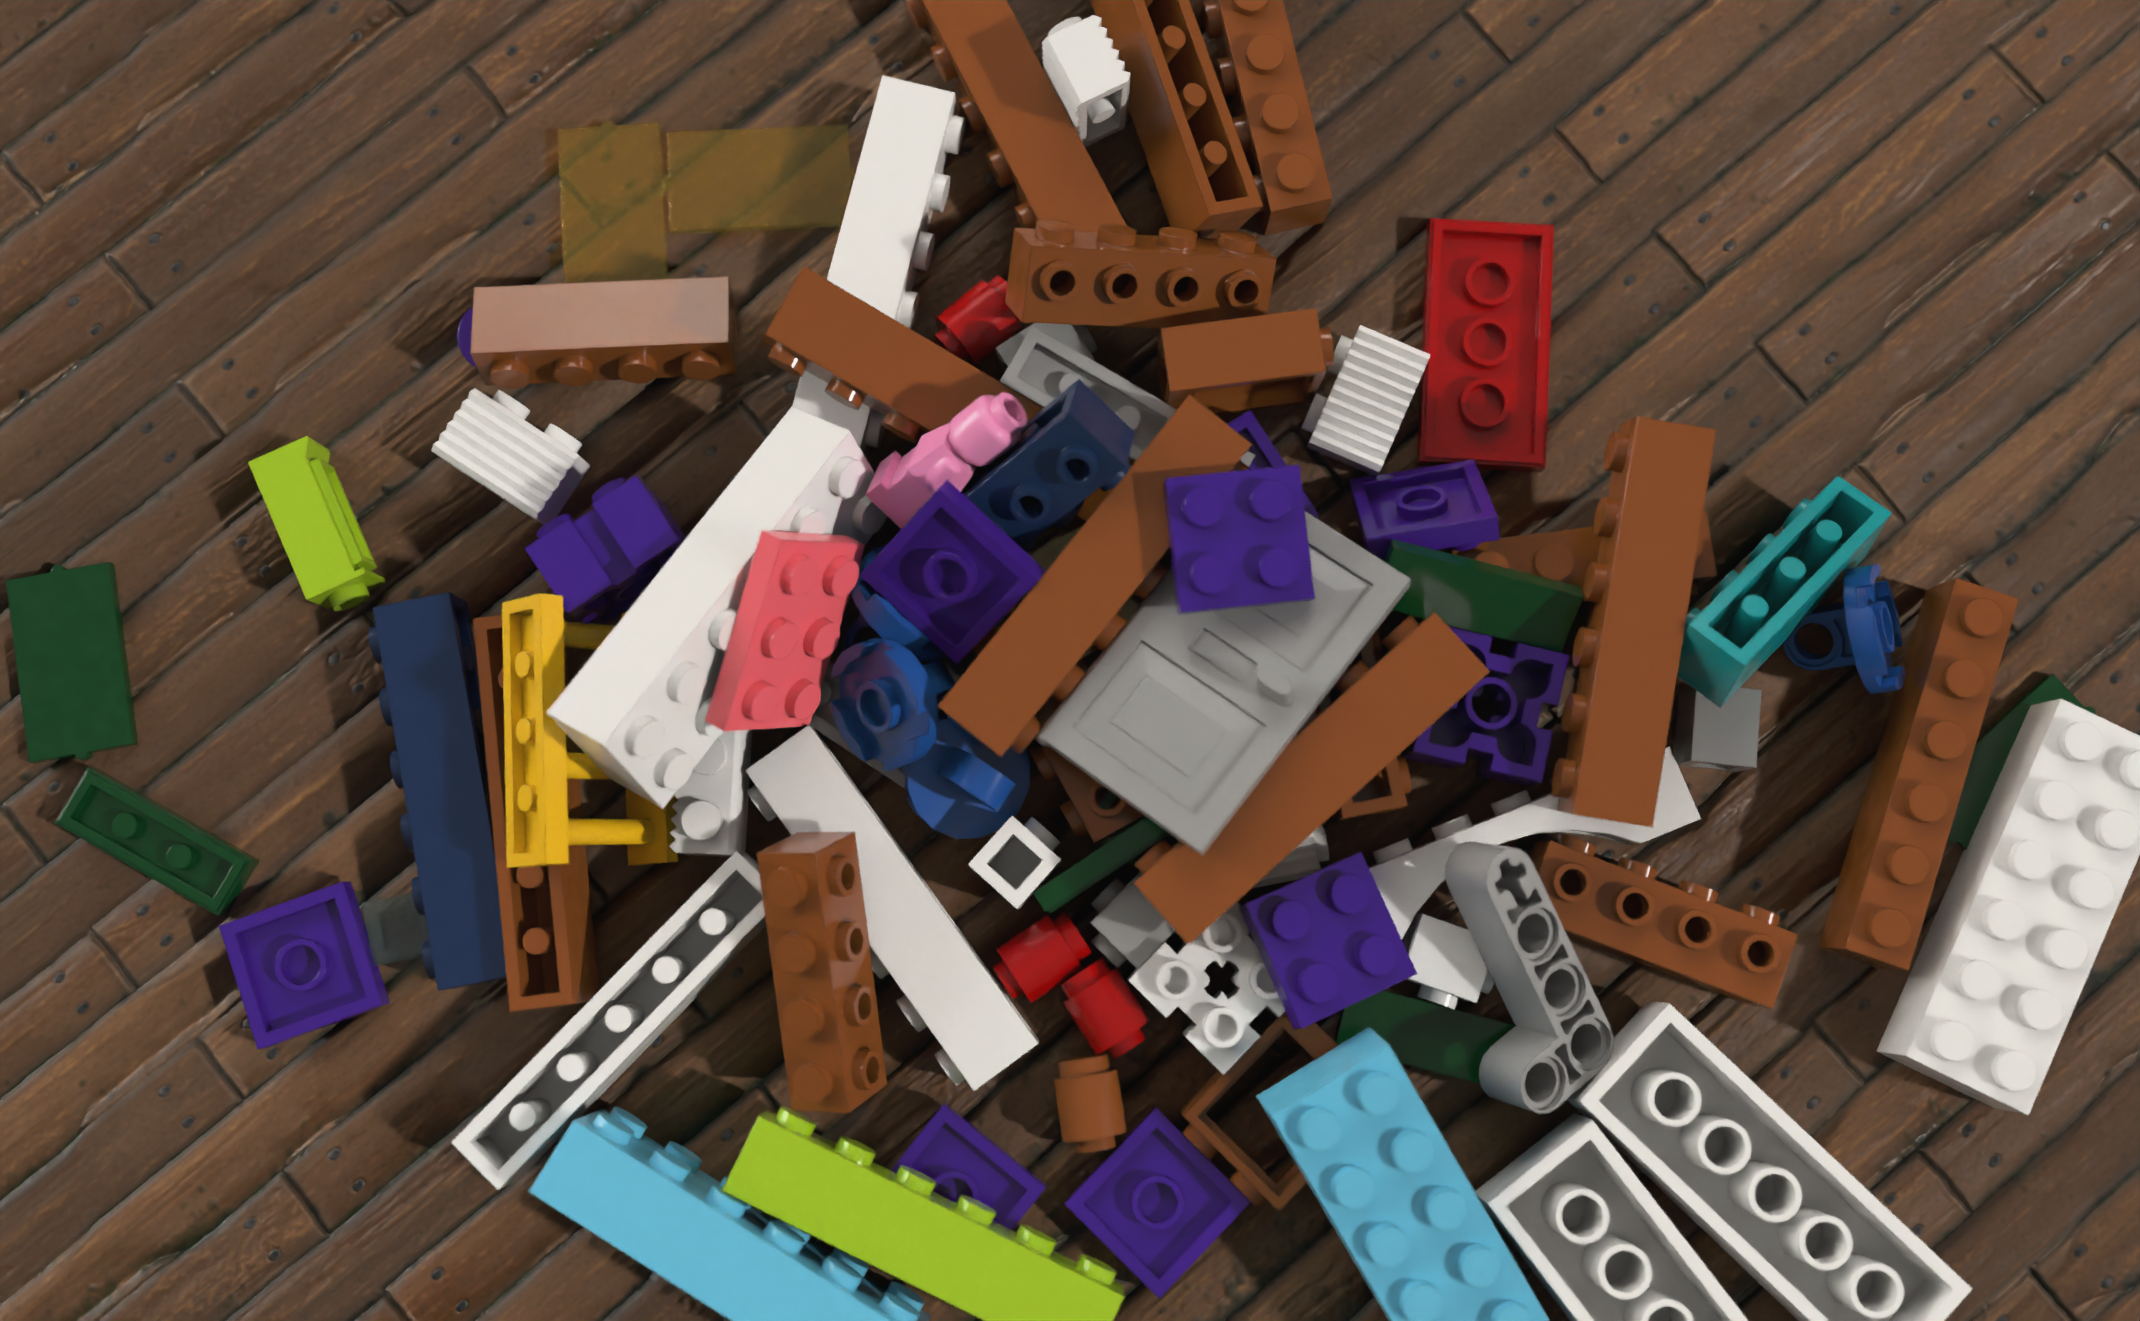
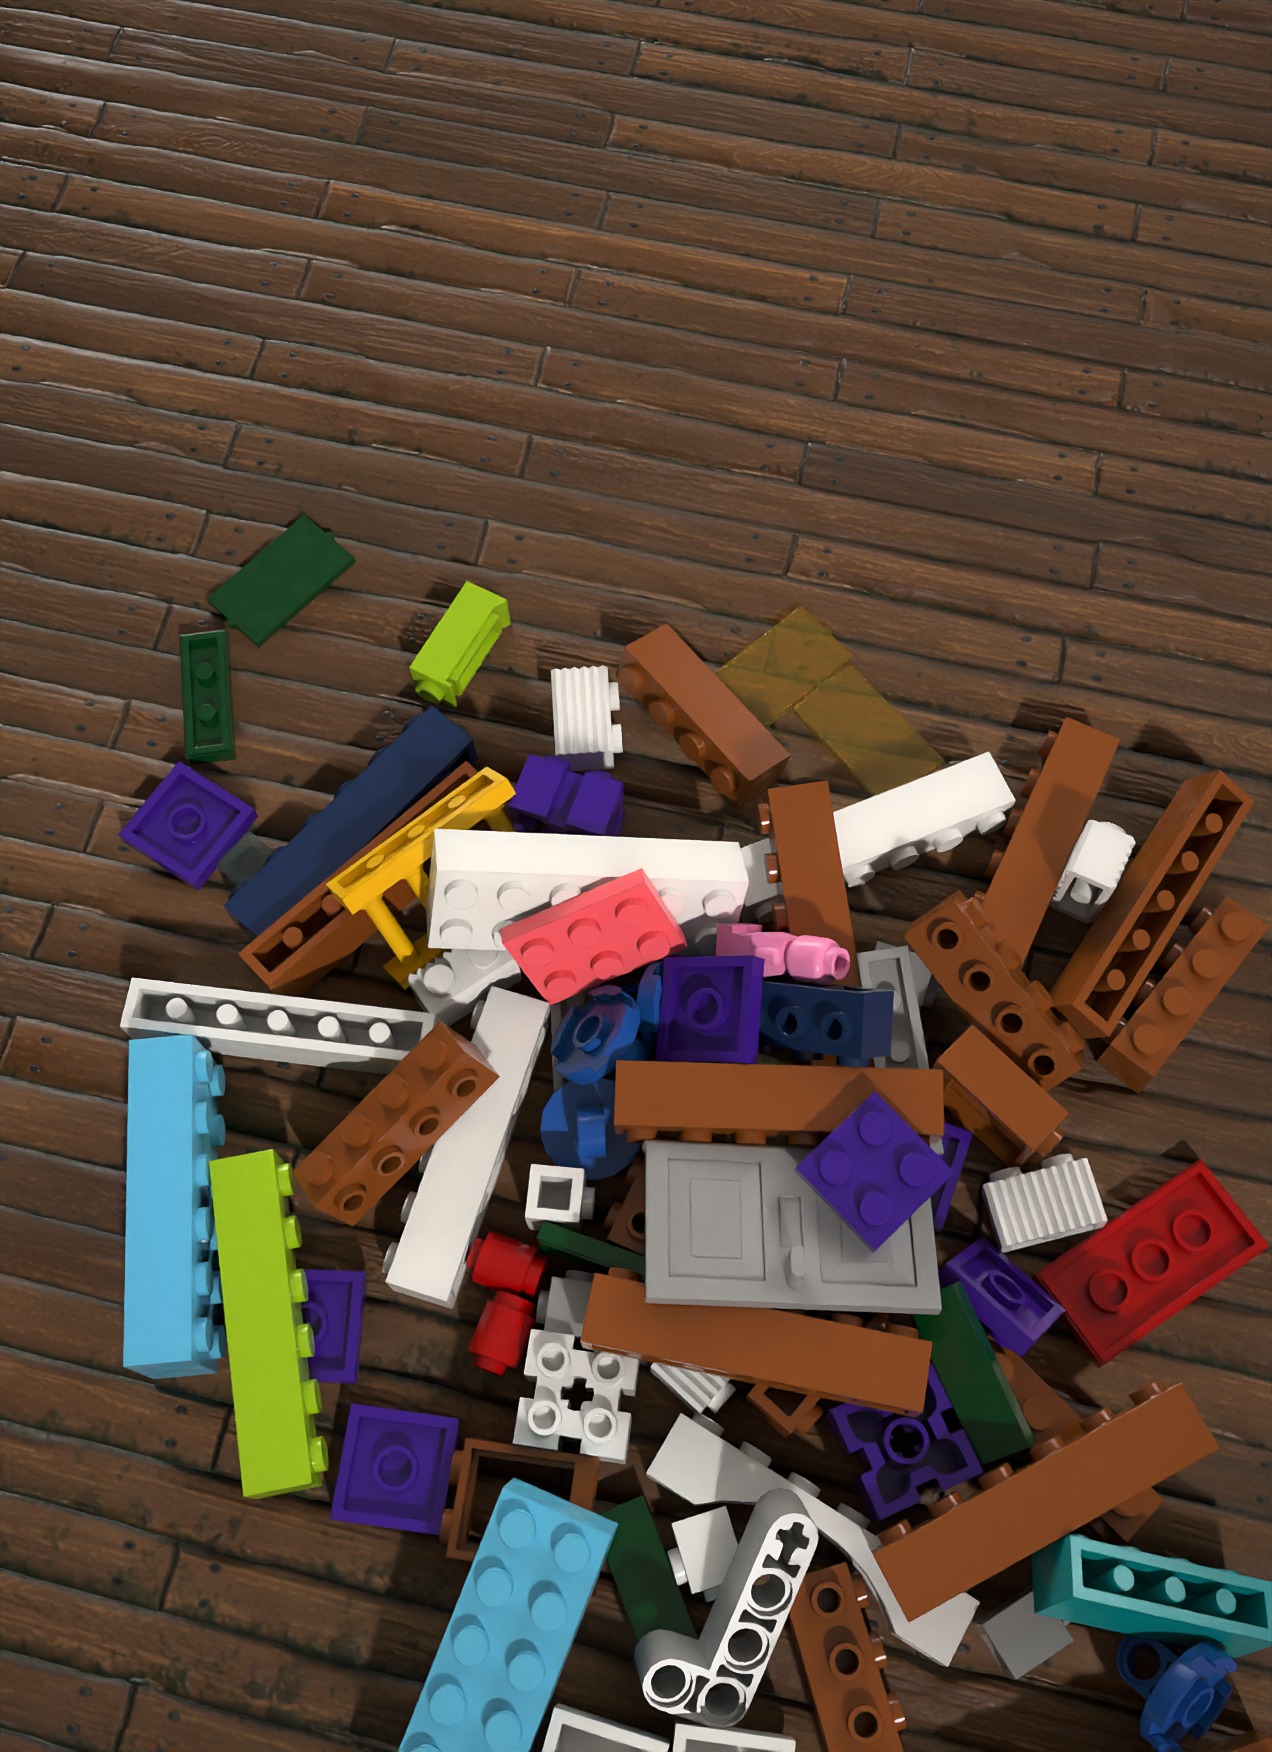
camera: 55 degrees right, 15 degrees down
(977, 322) = (883, 920): red brick -> none
(1089, 1102) = (432, 1370): dark orange brick -> none
(1327, 940) = (656, 1446): dark purple plate -> none

